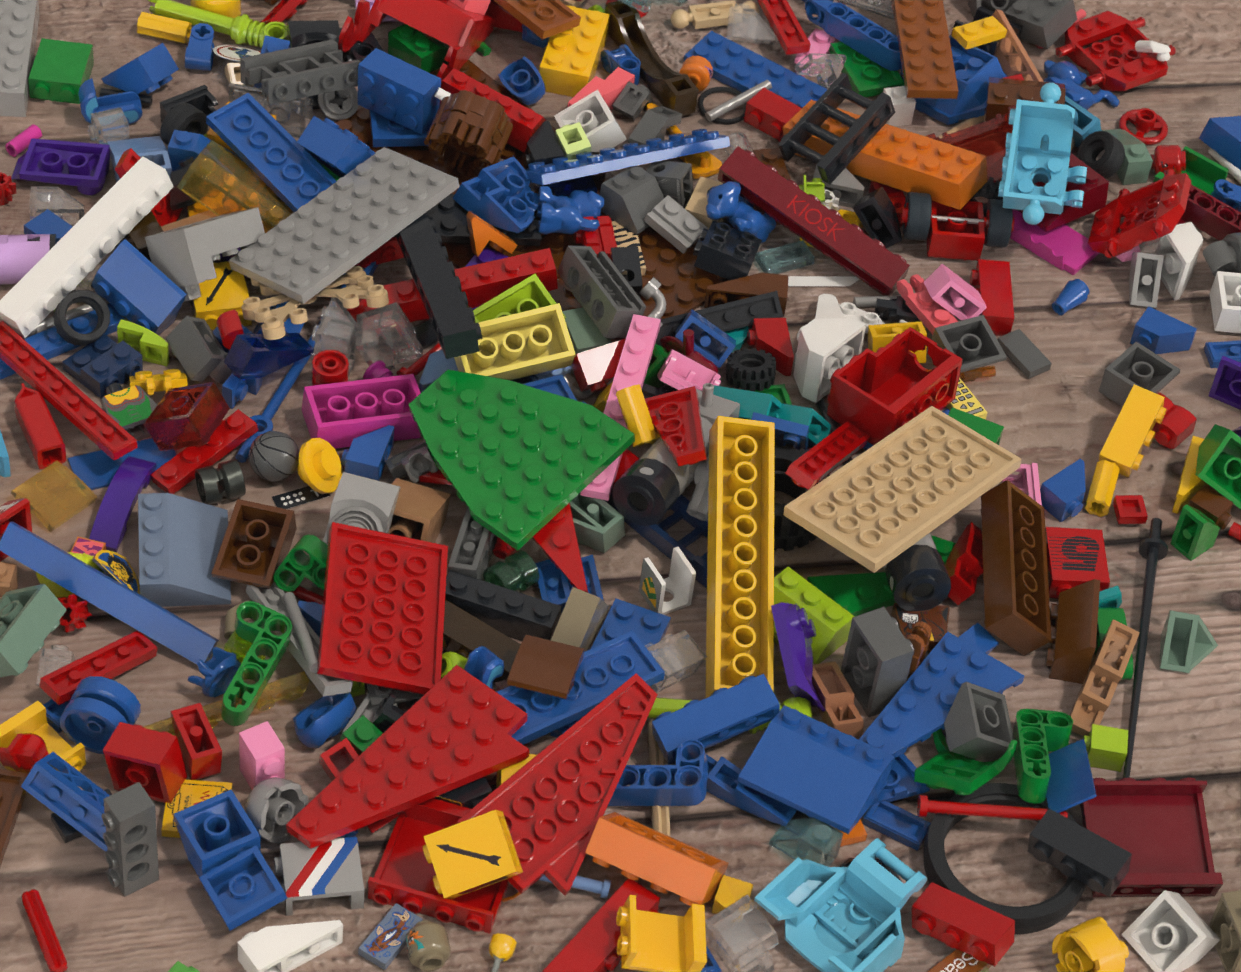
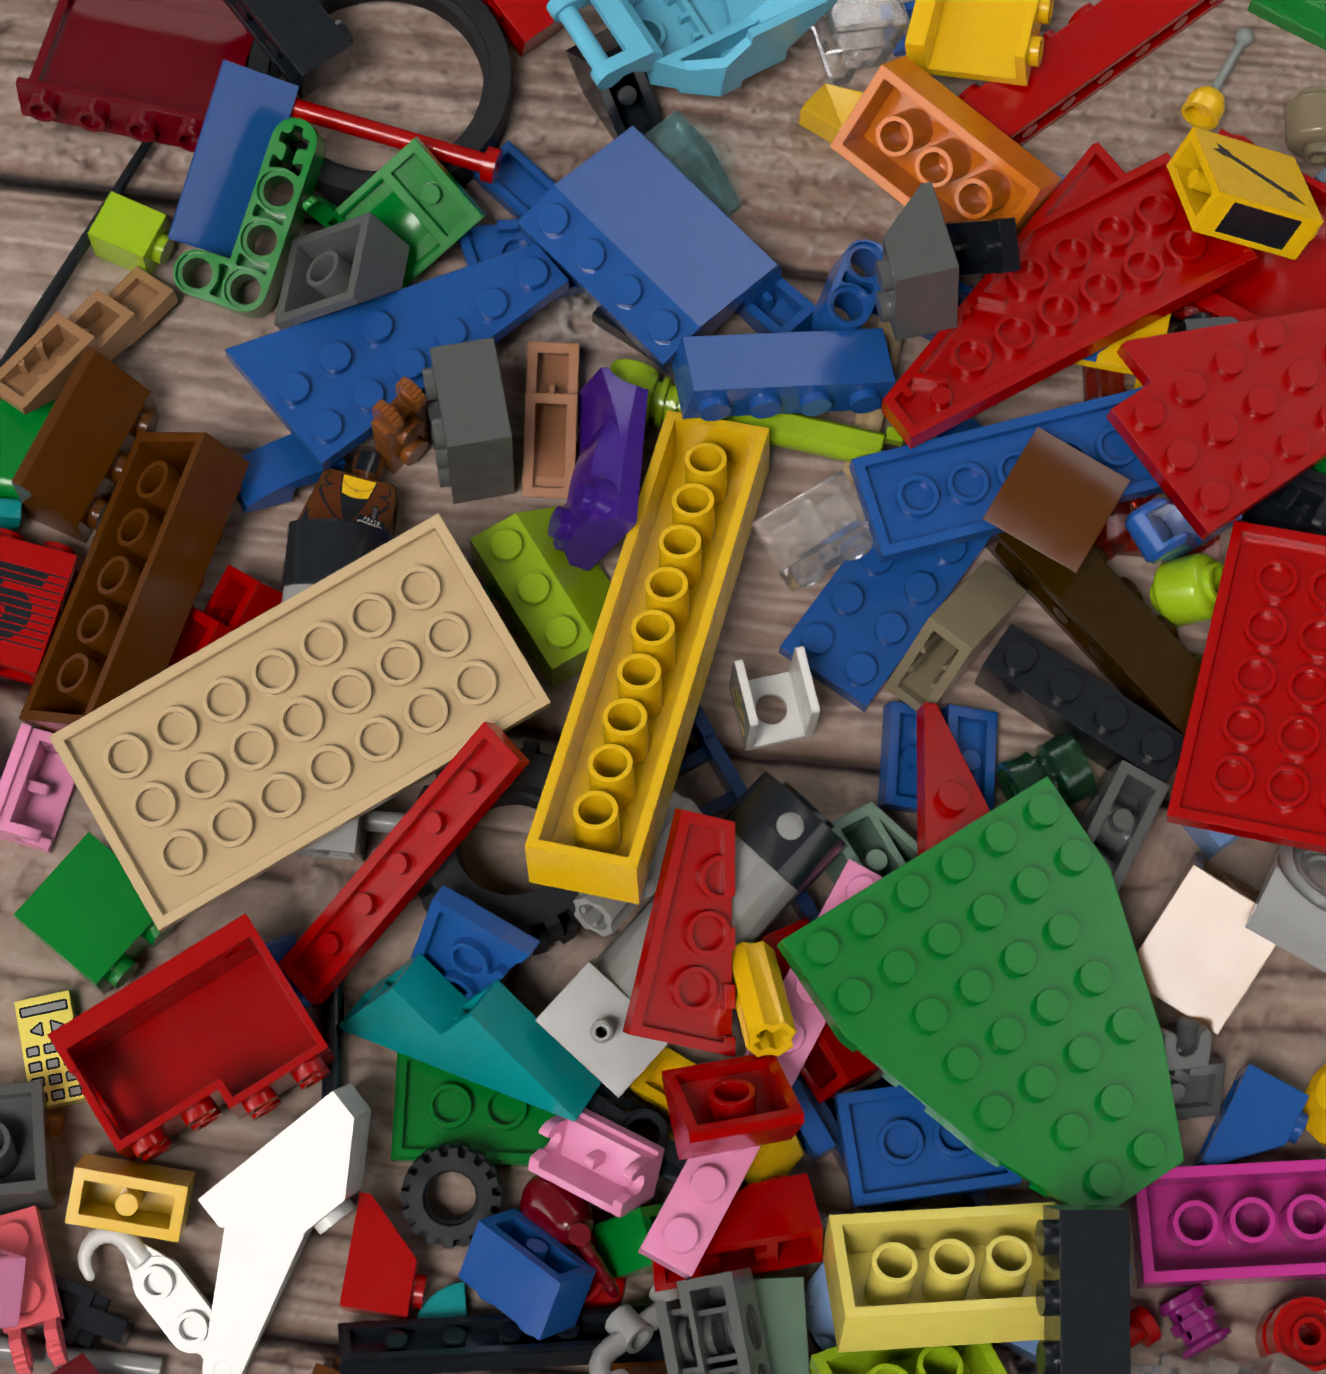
camera: 165 degrees left, 25 degrees up
(636, 796) = (985, 245): none -> black hinge
(637, 360) = (730, 1105): none -> red slope
(657, 746) = (918, 270): none -> dark grey slope

